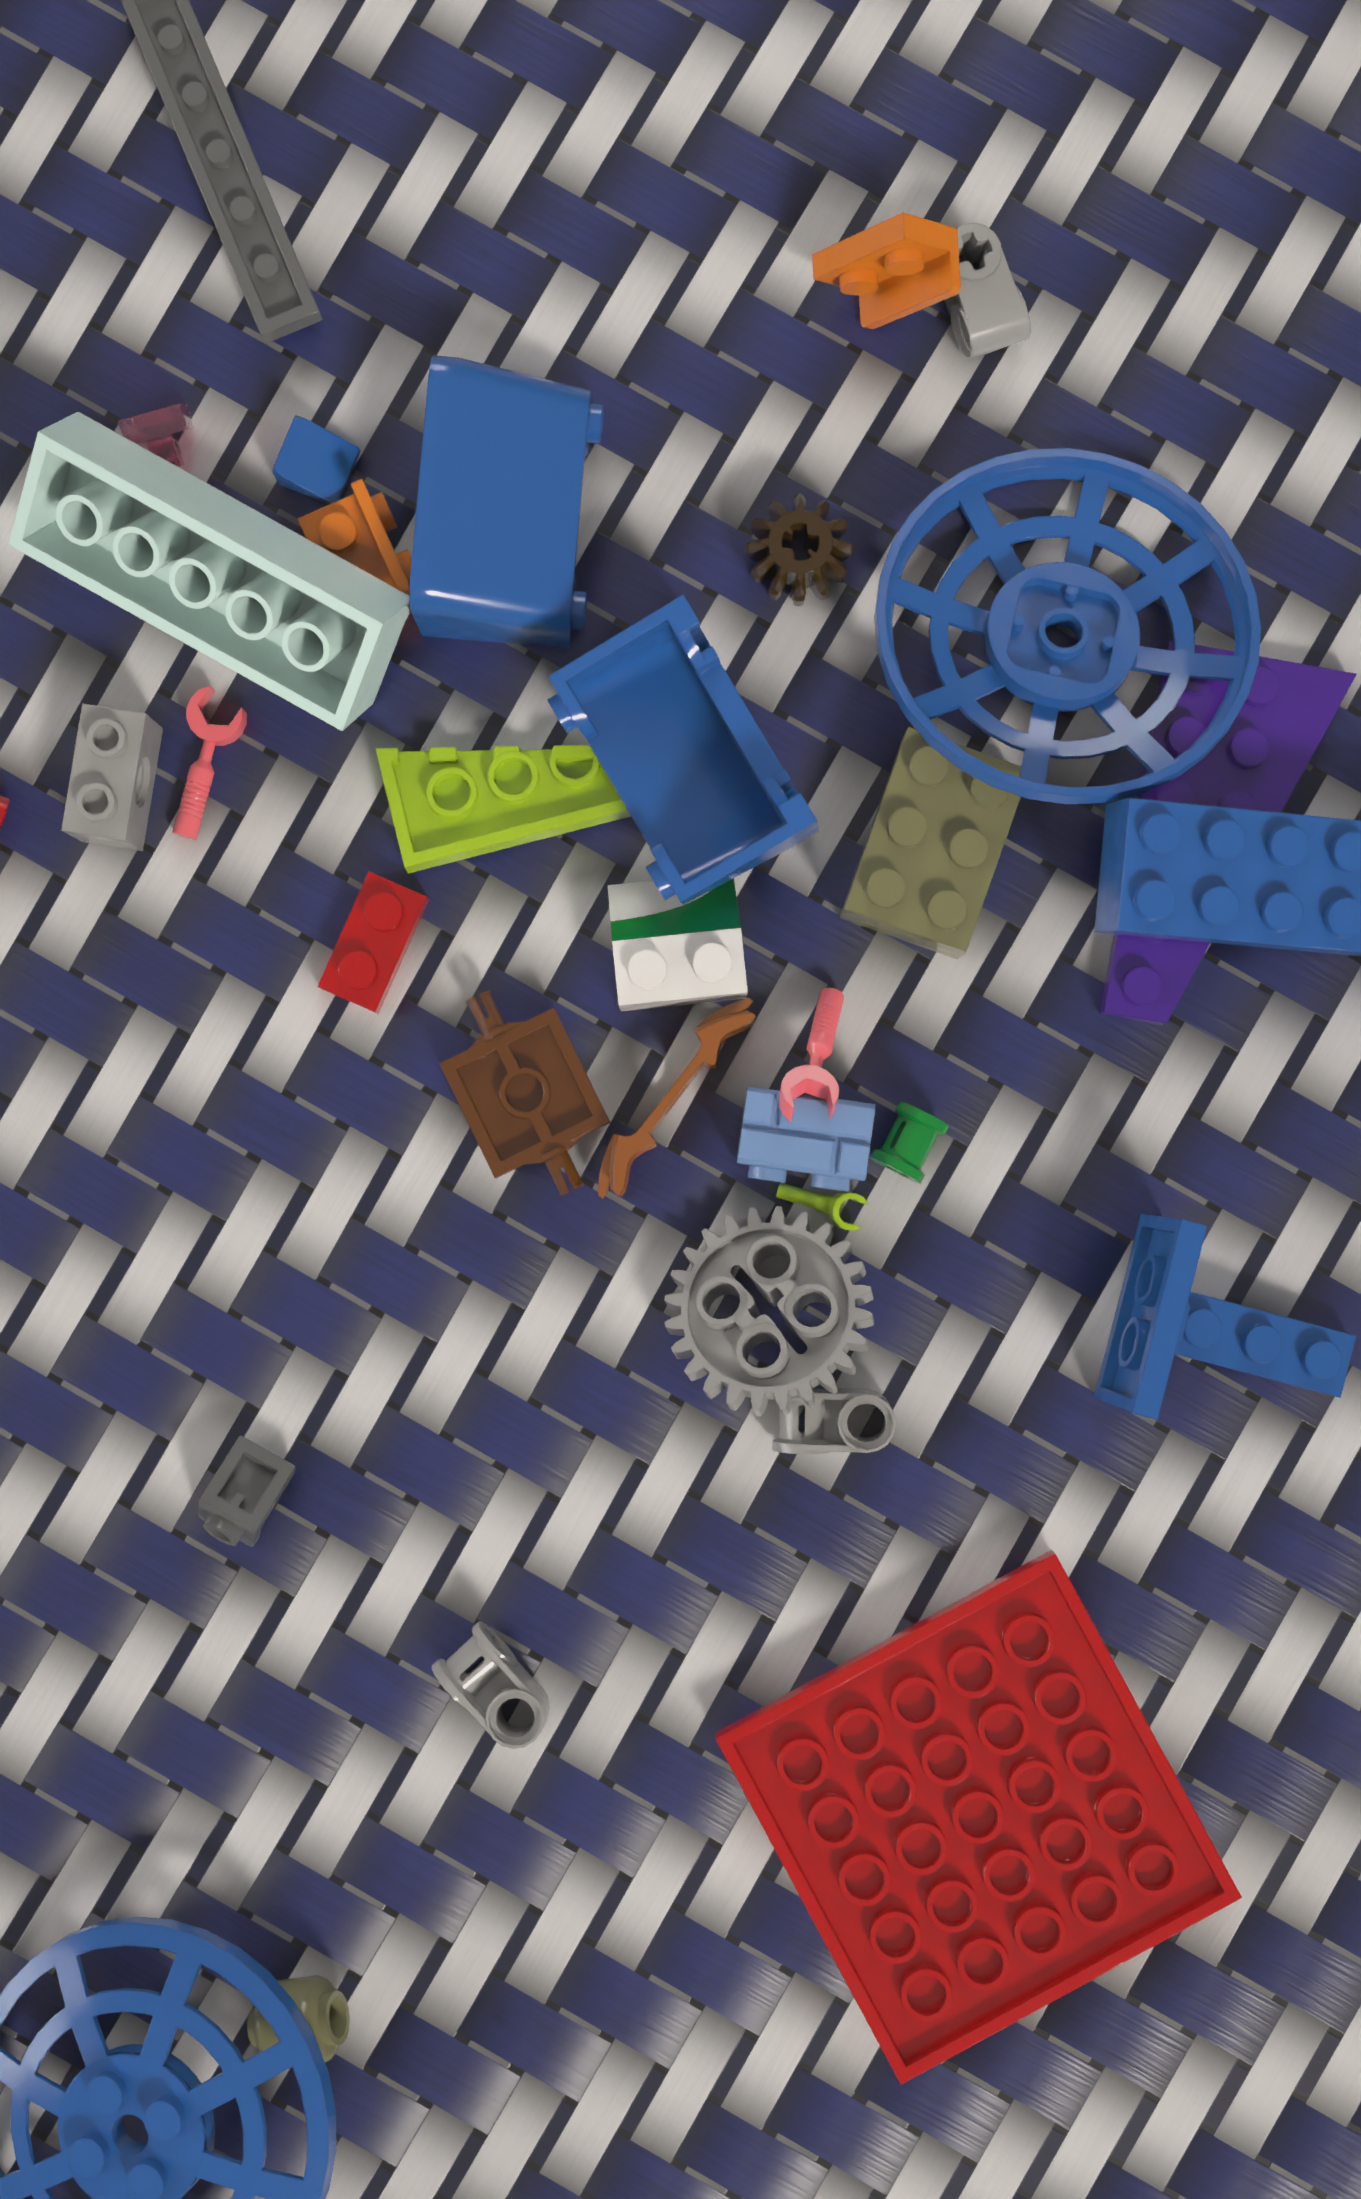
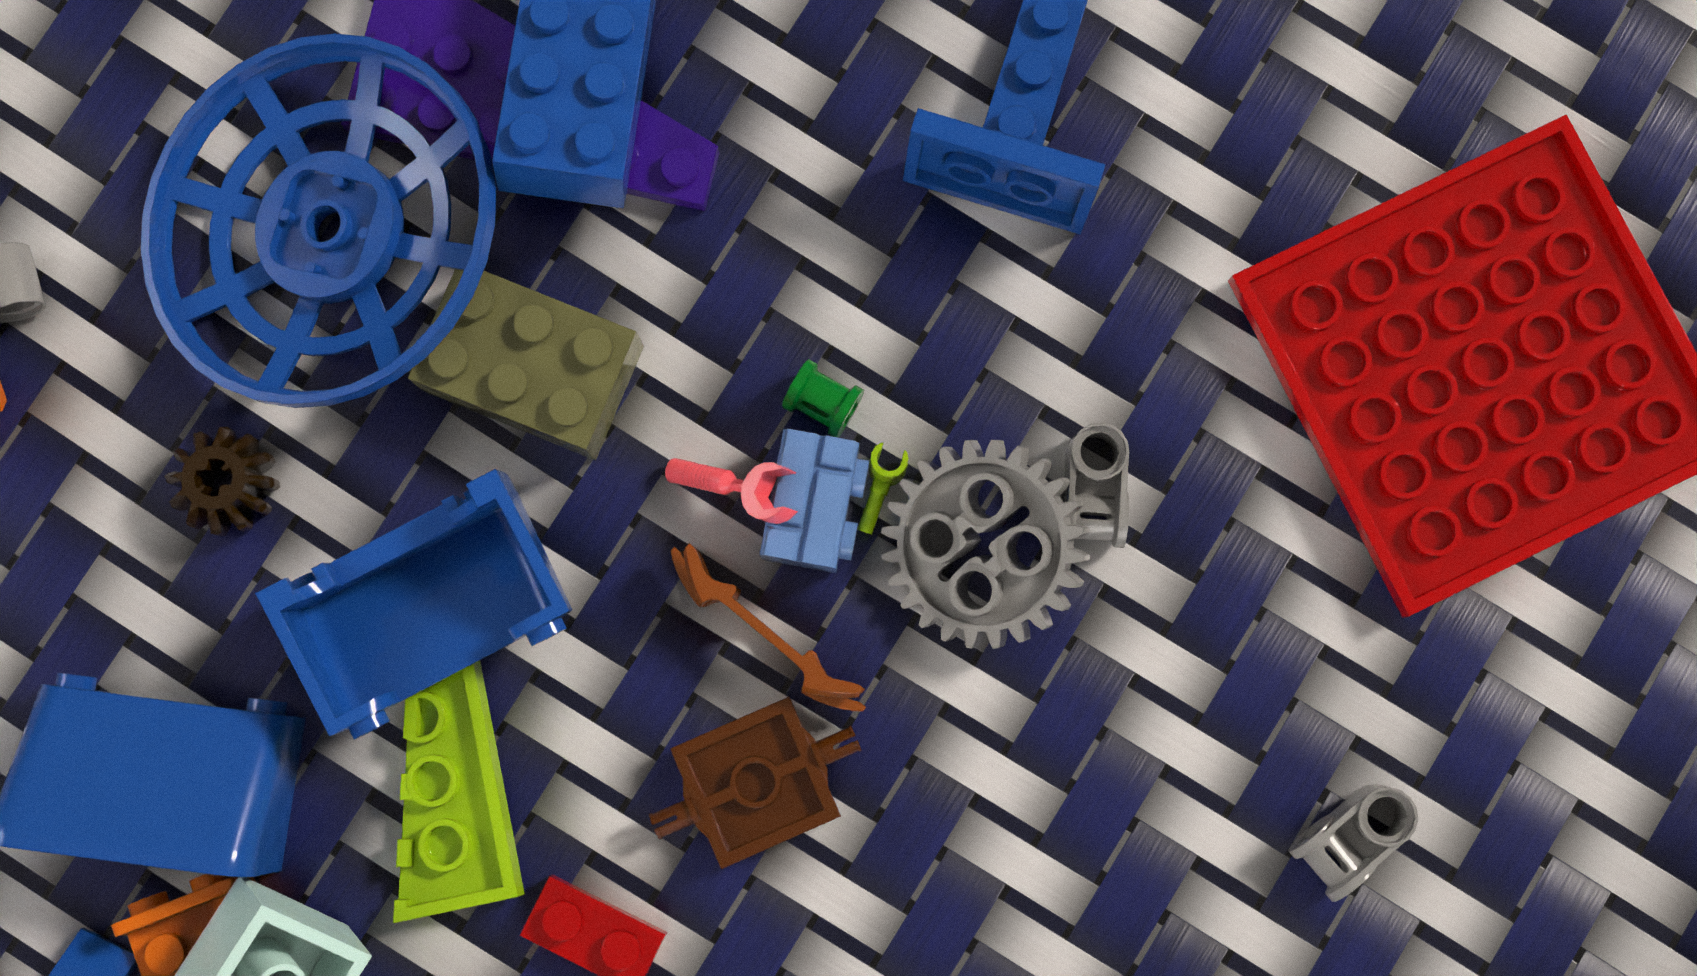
camera: 90 degrees left, 5 degrees down
(675, 950) = (618, 622): white slope -> none

